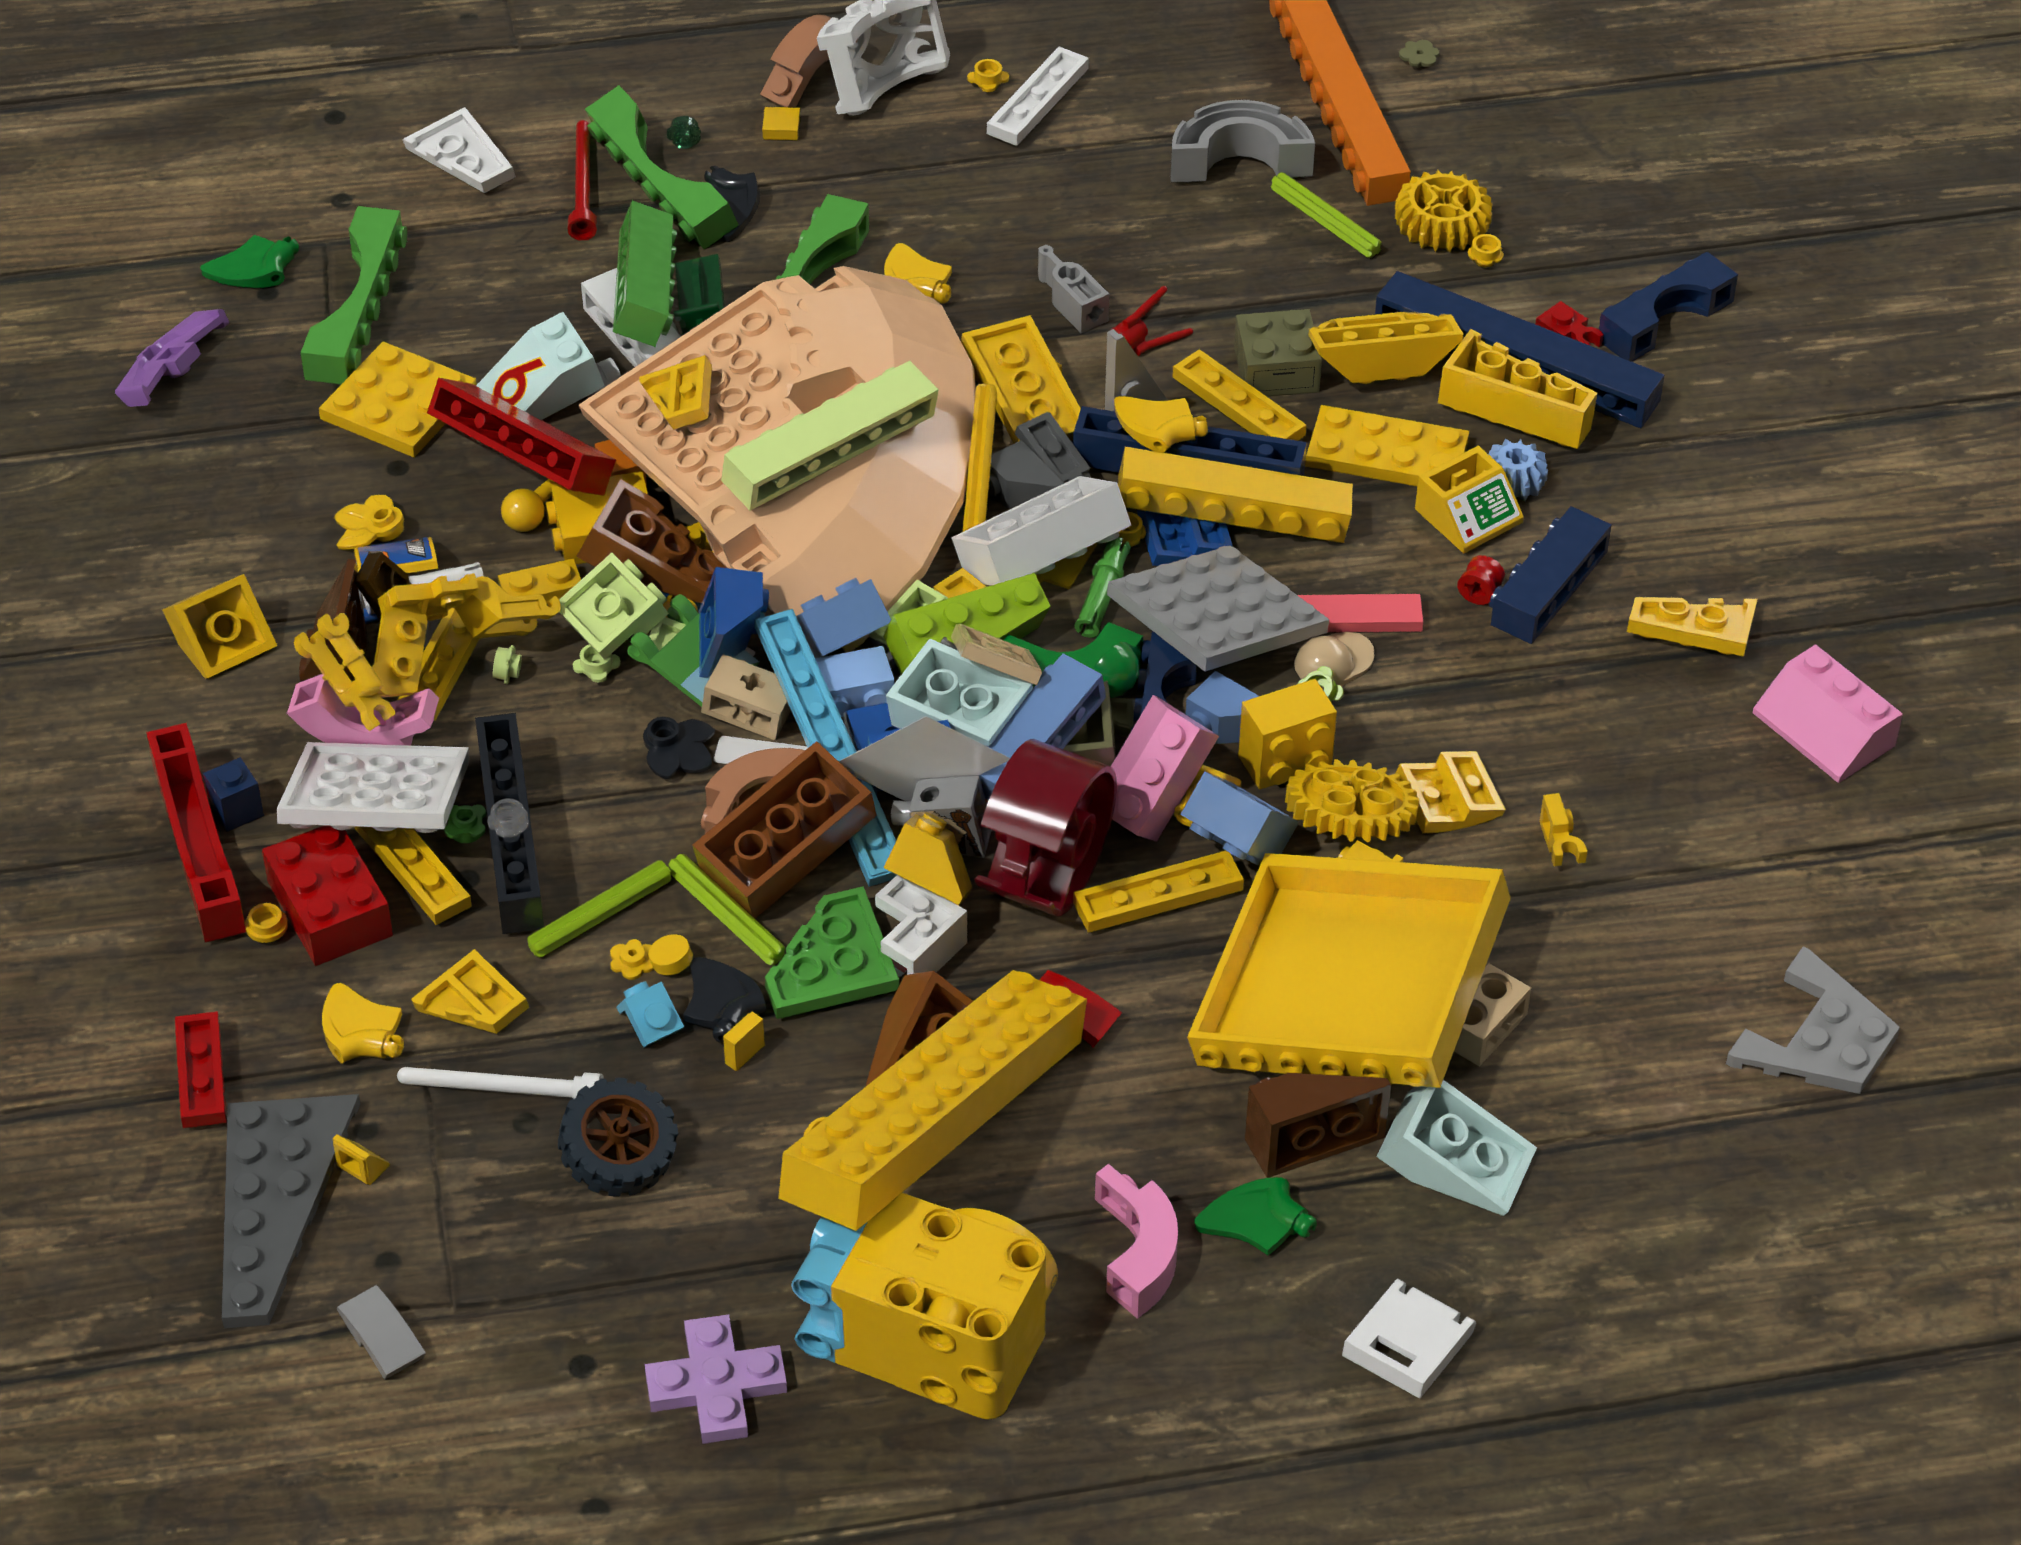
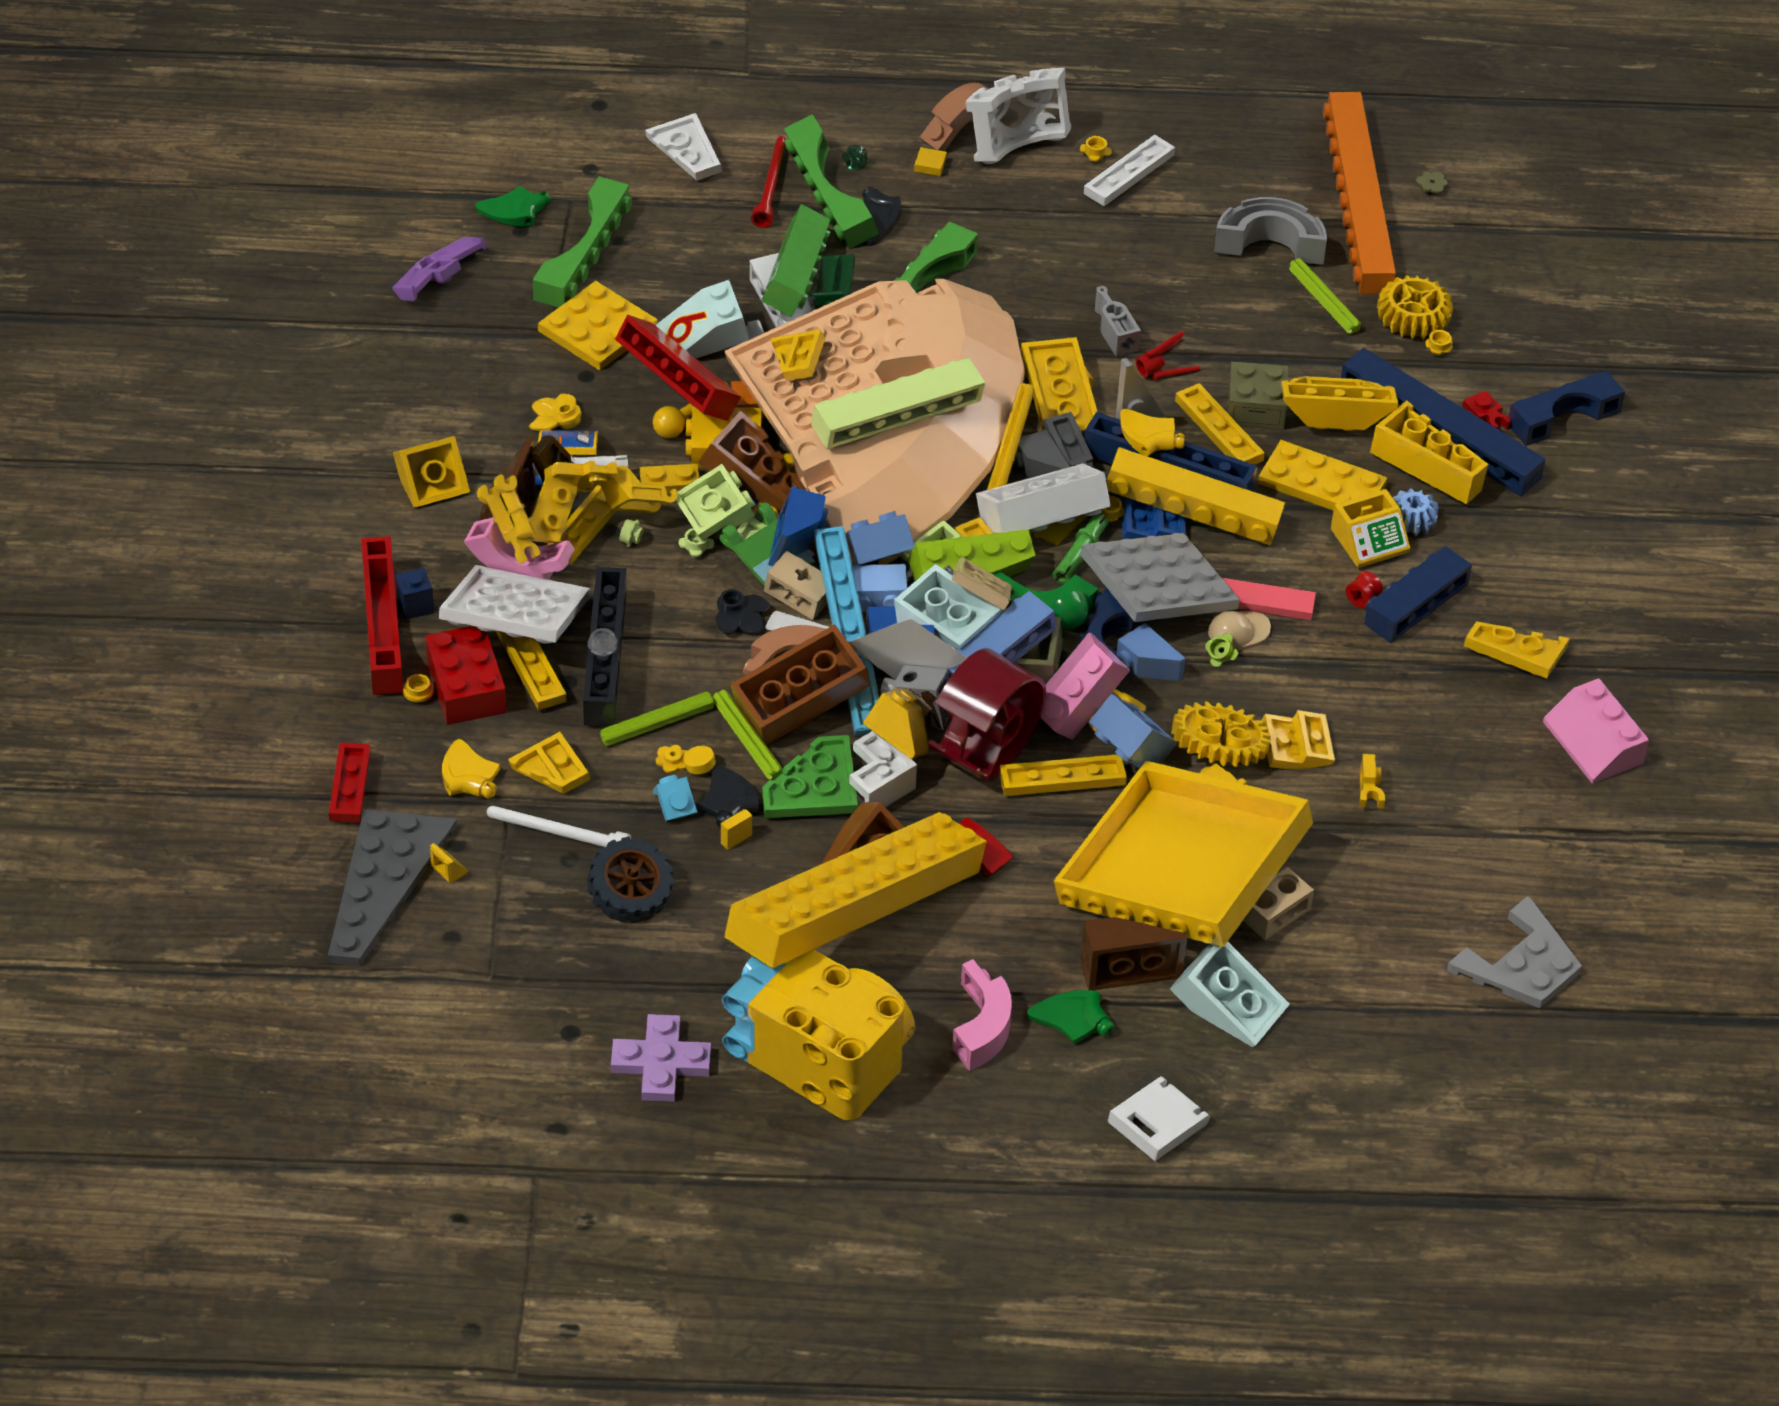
camera: 10 degrees right, 0 degrees up
(381, 1331) = (435, 984): light grey slope -> none
(466, 823) = (575, 642): bright green plate -> none
(922, 273) = (1005, 292): yellow arm -> none
(1286, 732) = (1184, 676): yellow brick -> none

